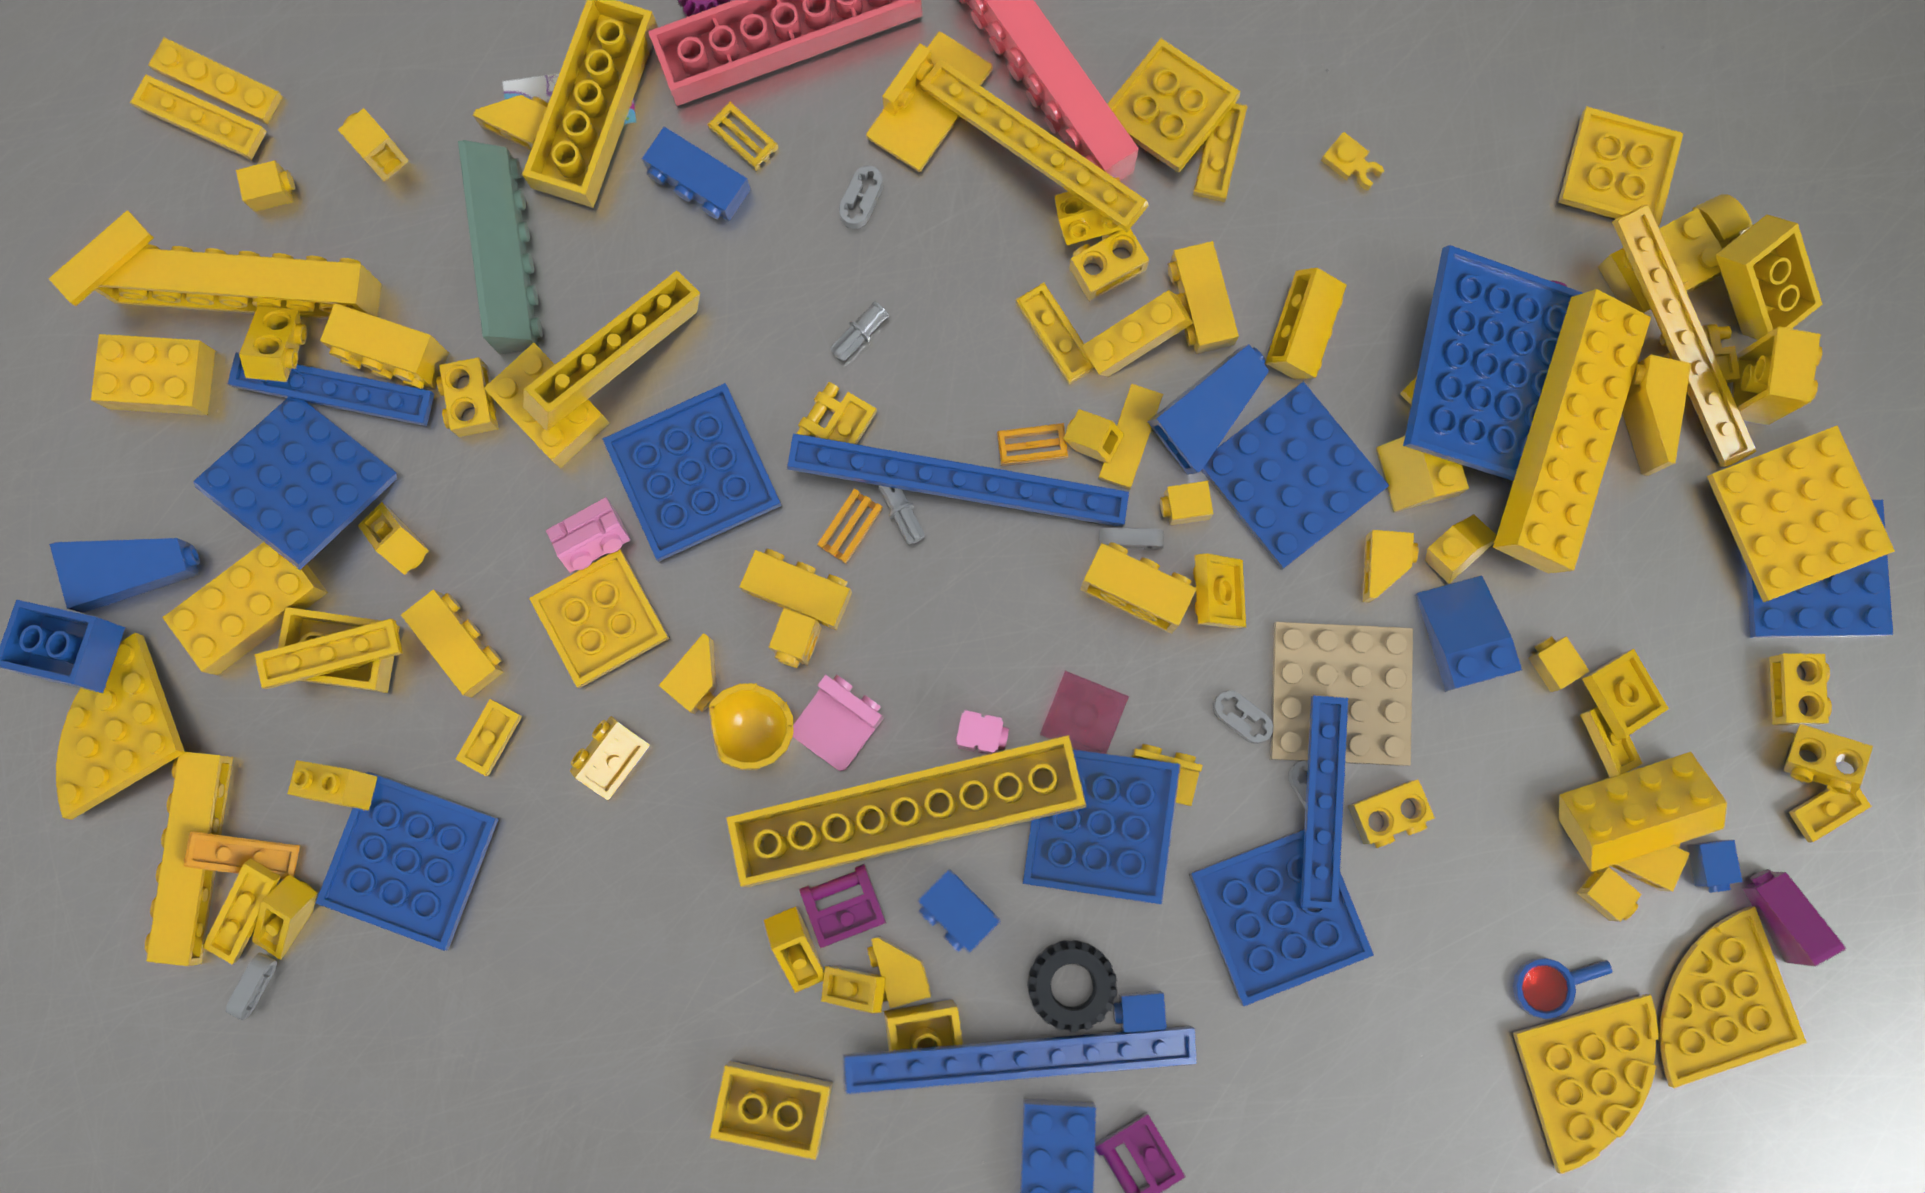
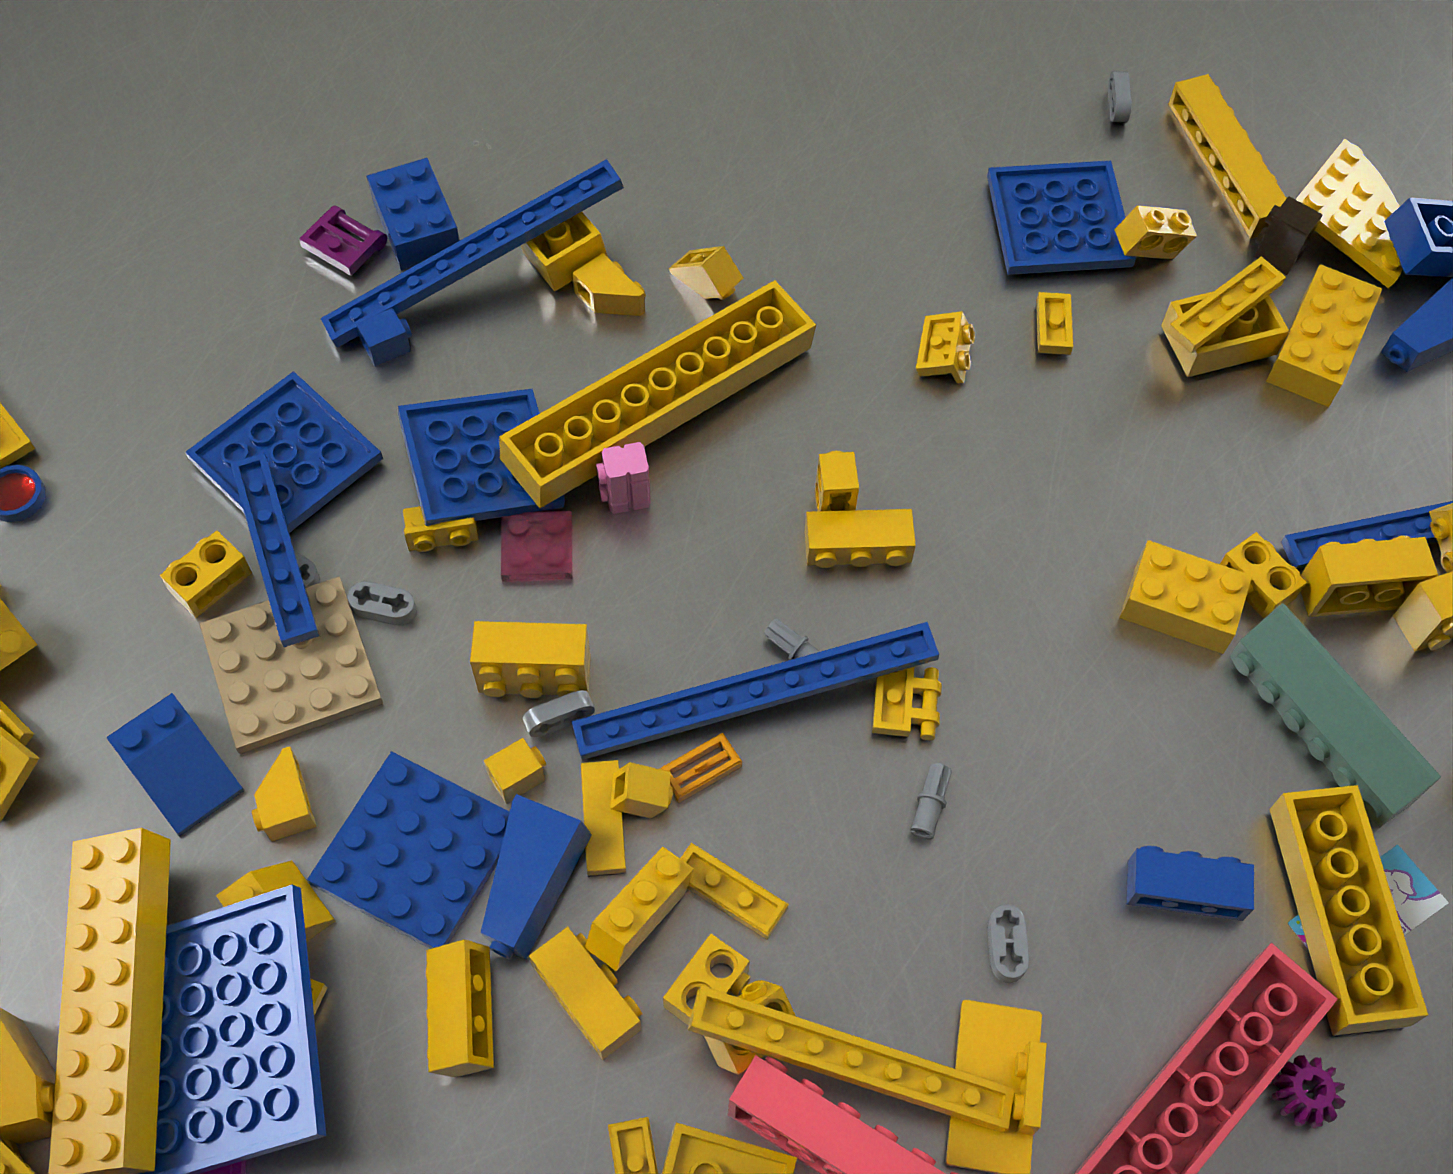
camera: 150 degrees right, 20 degrees down
(206, 722) = (1287, 234): none -> dark brown brick
(230, 853) = (1190, 165): light orange tile -> none
(240, 911) = (1162, 132): yellow plate -> none
(283, 915) = (1129, 148): yellow slope -> none
(295, 480) = (1357, 438): blue plate -> none
(393, 539) = (1242, 433): yellow slope -> none
(453, 642) = (1133, 376): yellow brick -> none
(513, 119) = (1407, 853): yellow slope -> none
(588, 535) = (1073, 502): bright pink brick -> none
(599, 618) = (1021, 447): yellow plate -> none
(610, 350) = (1156, 650): yellow brick -> none
(691, 472) = (1015, 601): blue plate -> none
(693, 677) = (908, 431): yellow slope -> none
(750, 726) = (834, 402): yellow cylinder -> none
(762, 154) = (1169, 970): yellow tile -> none
(771, 1110) = (665, 159): yellow brick -> none
(837, 722) = (761, 448): bright pink bracket -> none
(848, 916) = (675, 310): magenta plate -> none
(853, 989) = (641, 257): yellow plate -> none
(865, 502) = (843, 591): light orange tile -> none
(958, 911) = (576, 329): blue brick -> none
(1090, 1011) = (447, 309): black tyre -> none
(1219, 591) = (447, 692): yellow plate -> none
(1459, 547) = (207, 846): yellow slope -> none
(1557, 663) = (69, 773): yellow brick -> none

